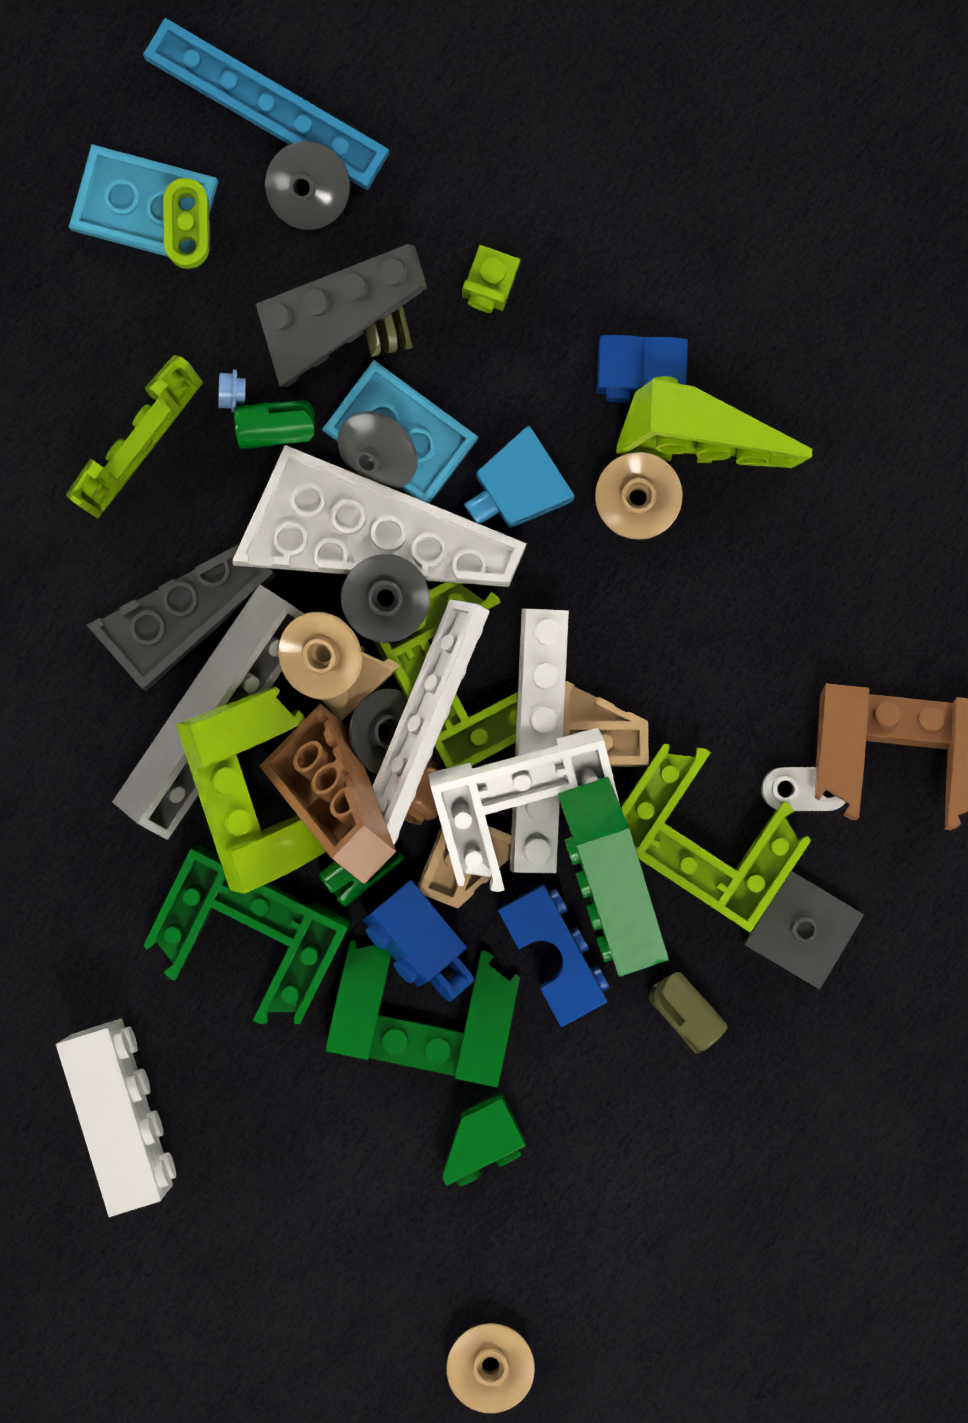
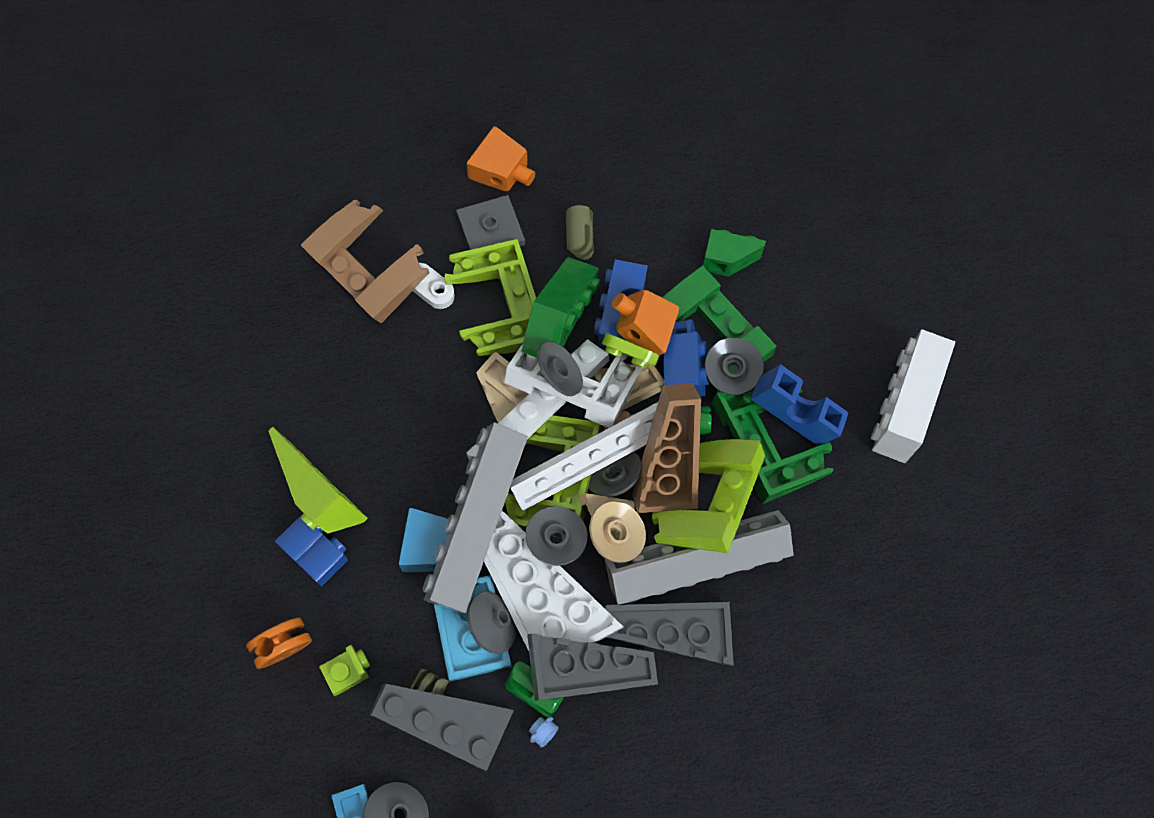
camera: 145 degrees left, 20 degrees down
(172, 391) = (664, 737): lime wedge -> none
(238, 480) = (580, 668): none -> dark grey wing
(260, 980) = (815, 420): none -> blue arch
(329, 976) = (736, 352): none -> dark grey dish
(473, 892) = (641, 356): none -> lime plate
(487, 540) = (475, 518): none -> light grey brick
(495, 1389) = (810, 149): tan dish -> none
(497, 942) = (645, 320): none -> orange torso
(535, 781) = (560, 369): none -> dark grey dish
(579, 240) = (278, 643): none -> orange head
(654, 479) = (370, 473): tan dish -> none
(868, 1026) = (499, 162): none -> orange torso

